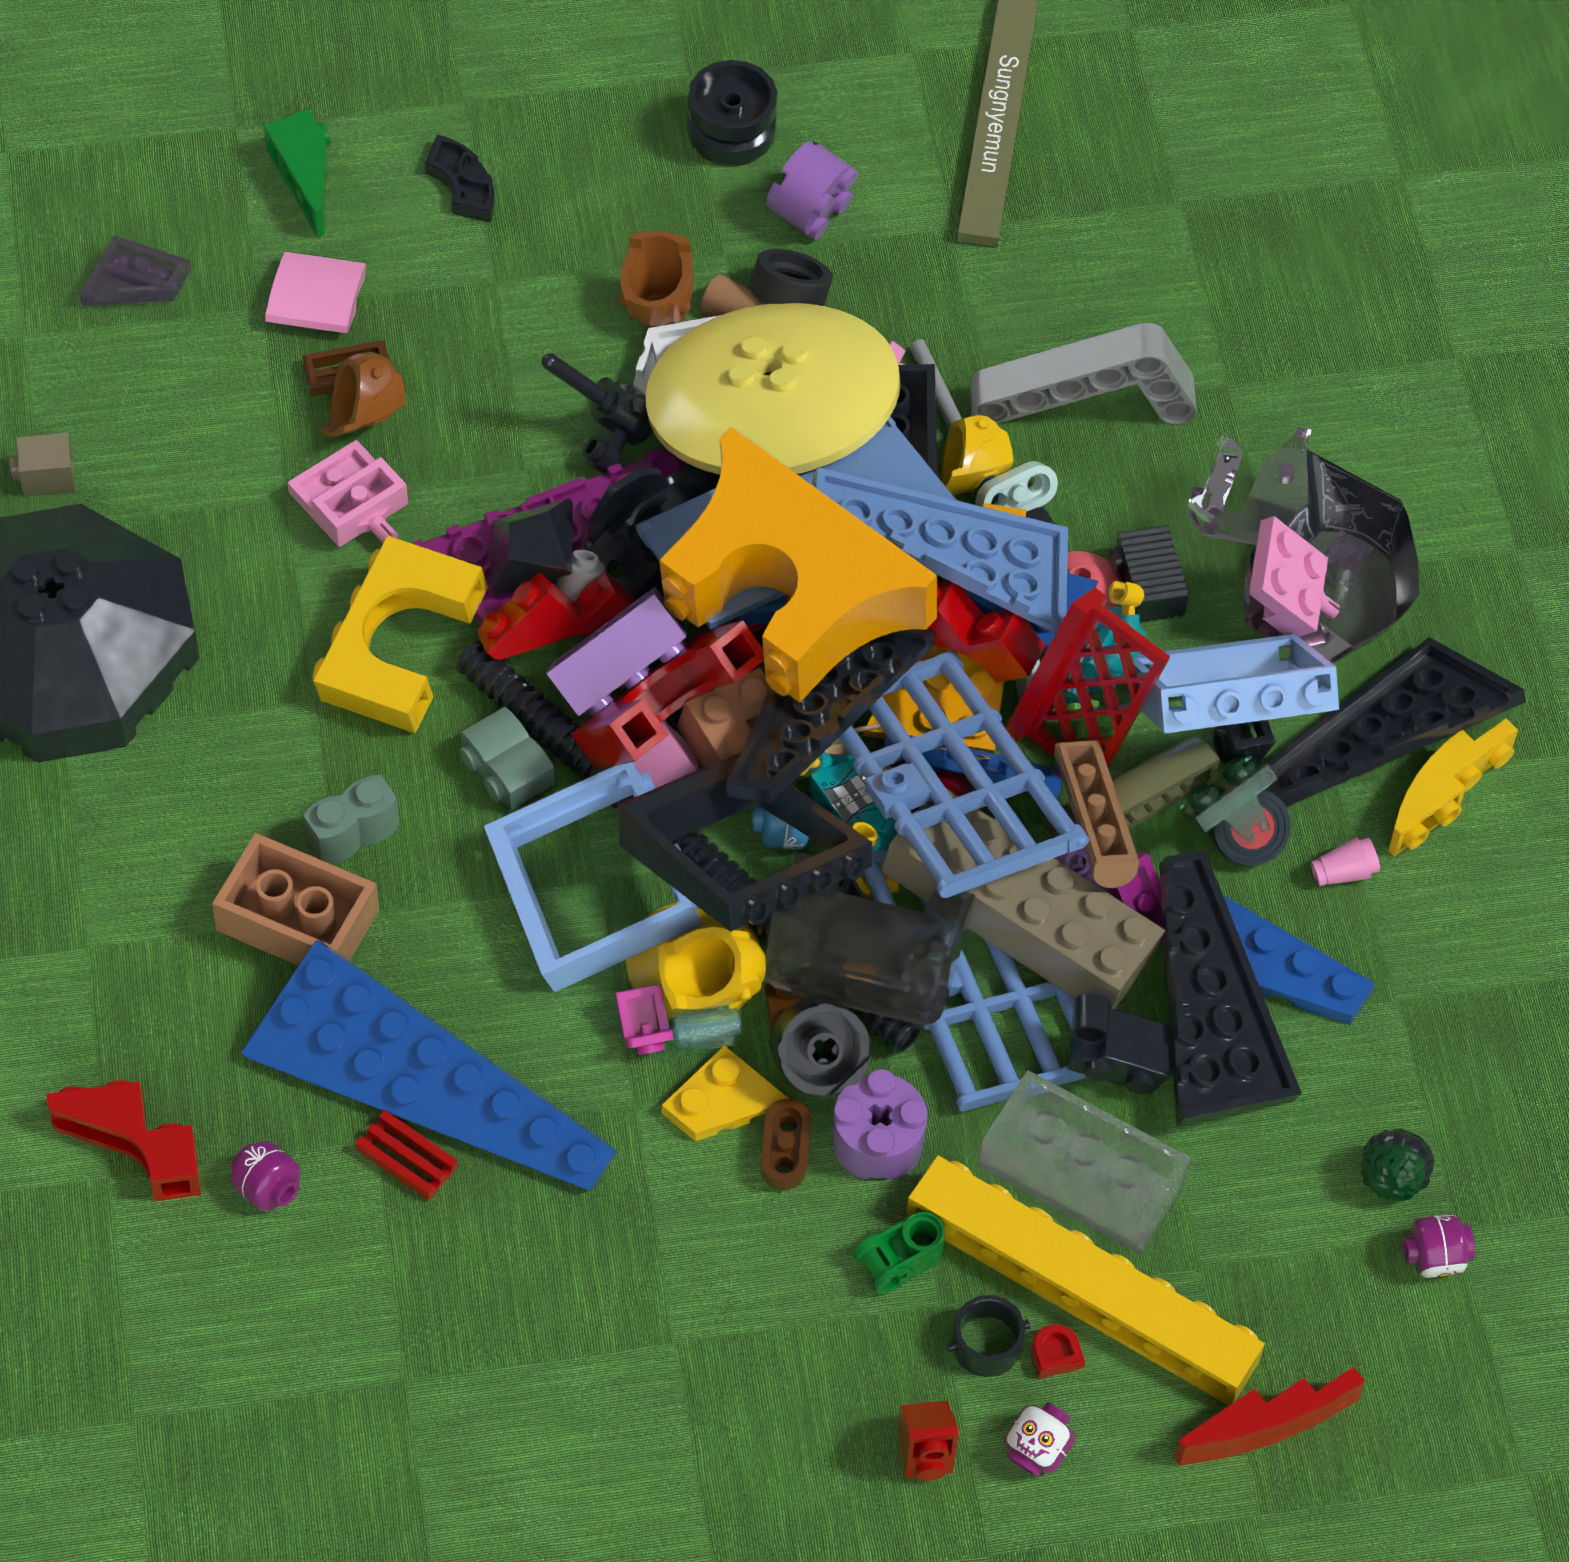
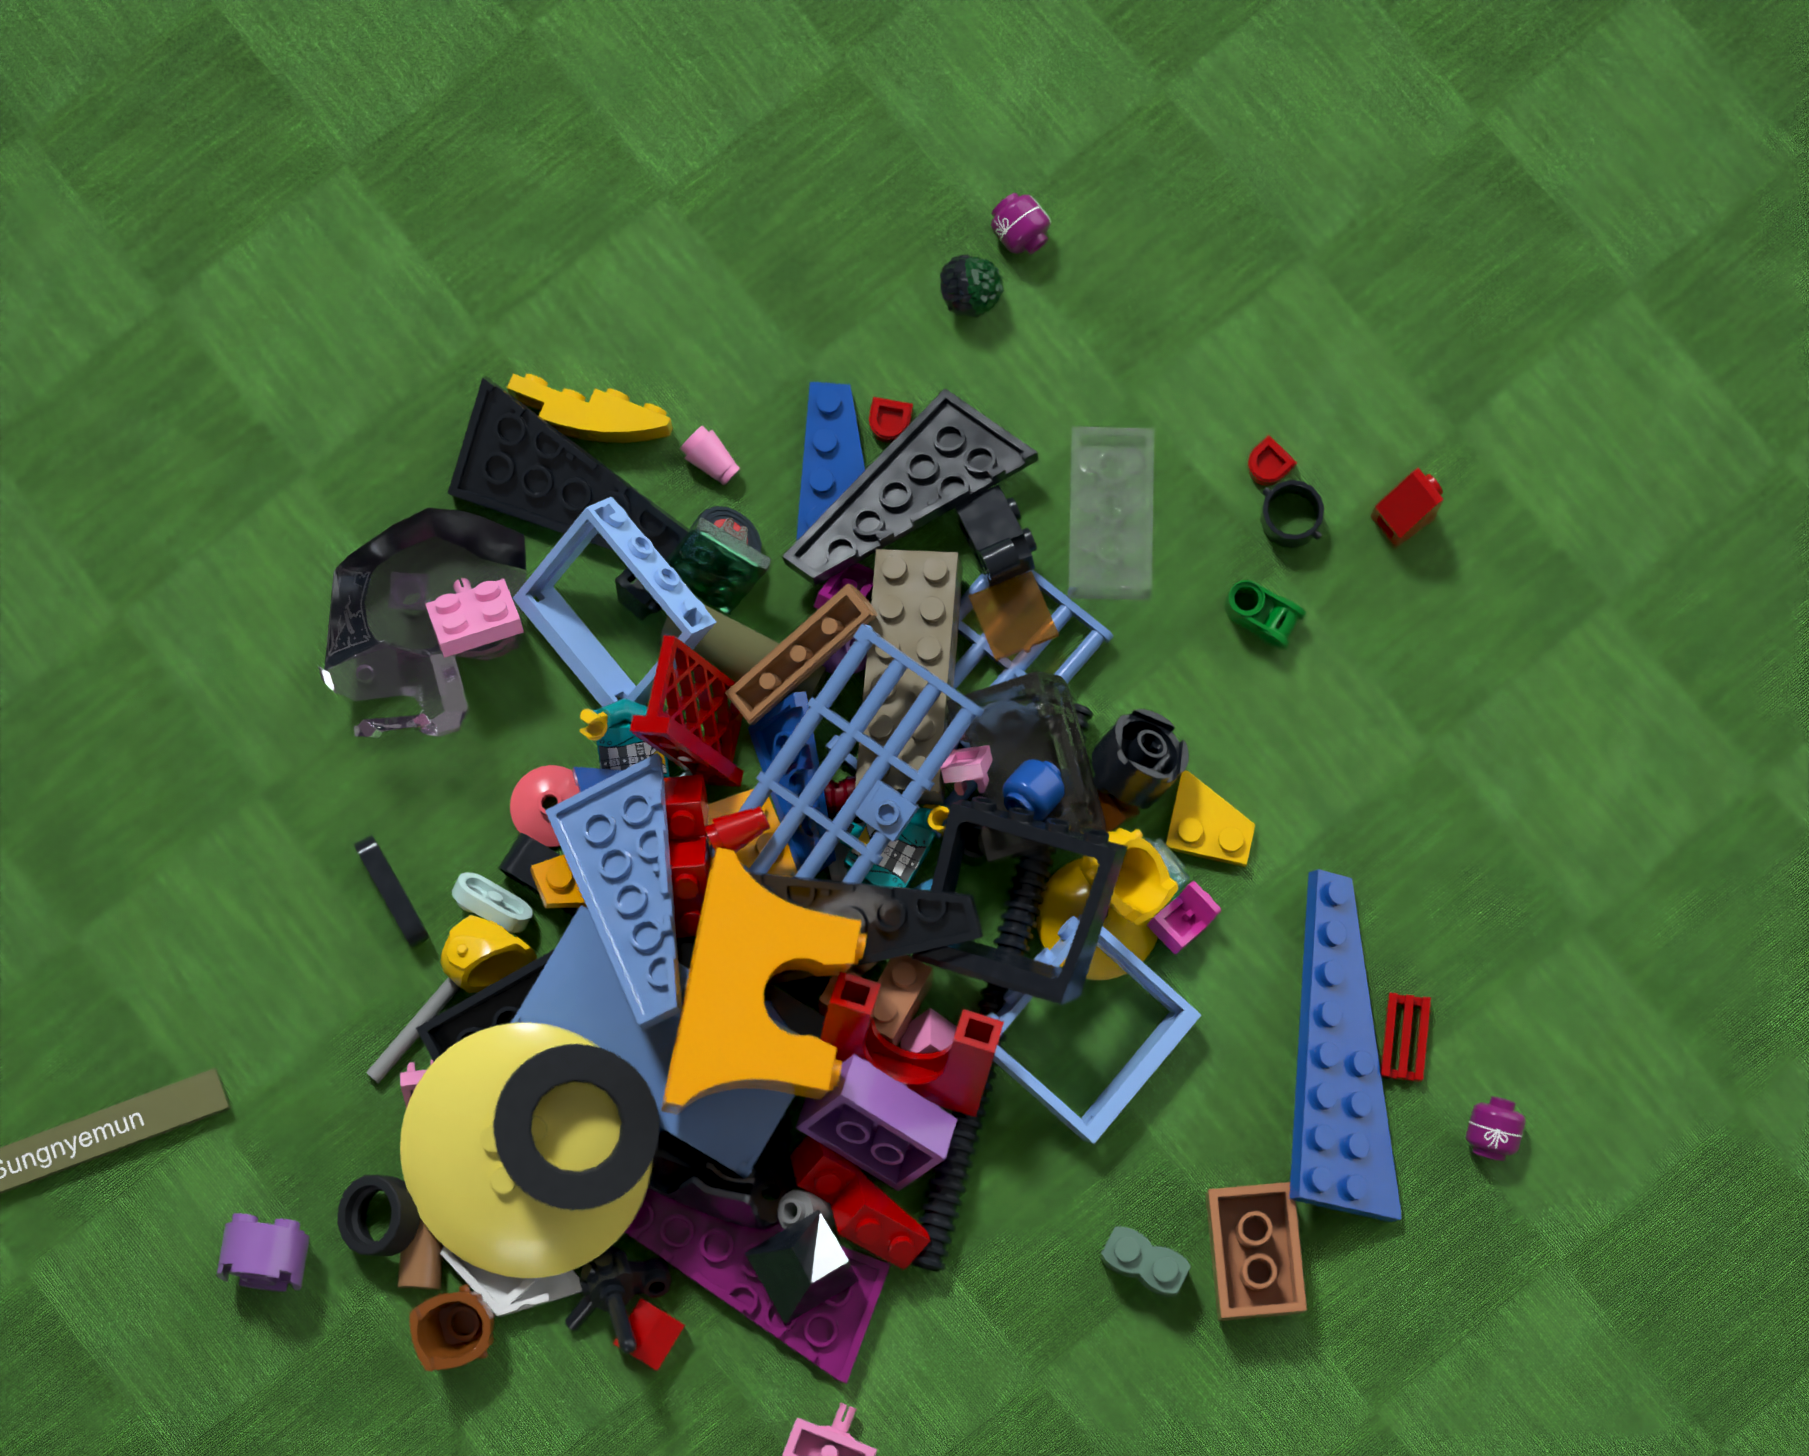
camera: 115 degrees left, 20 degrees up
(116, 1120) = (1519, 1274): red arch -> none
(397, 580) = (1005, 1349): yellow arch -> none
(507, 759) = (1008, 1173): sand green brick -> none
(556, 429) = (653, 1332): none -> red piece
(732, 112) = (190, 1364): black wheel -> none
(752, 349) = (594, 1185): none -> black tyre
(785, 1147) = (1222, 752): reddish brown plate -> none
(842, 924) = (1034, 787): none -> blue head
(879, 1127) = (1177, 661): medium lavender brick -> none
(900, 888) = (967, 765): none -> bright pink tile
(956, 663) = (737, 829): none -> red cone
(1030, 1027) = (1013, 616): none -> clear orange piece
(1039, 1439) = (1356, 431): head -> none
(1049, 427) = (391, 891): none -> black beam
(1086, 369) = (352, 901): light grey beam -> none
(1088, 1281) = (1204, 468): yellow brick -> none
(1151, 562) = (513, 749): black brick -> none
(1257, 1424) = (1248, 287): red slope -> none
(1300, 1036) = (889, 418): none -> red tile

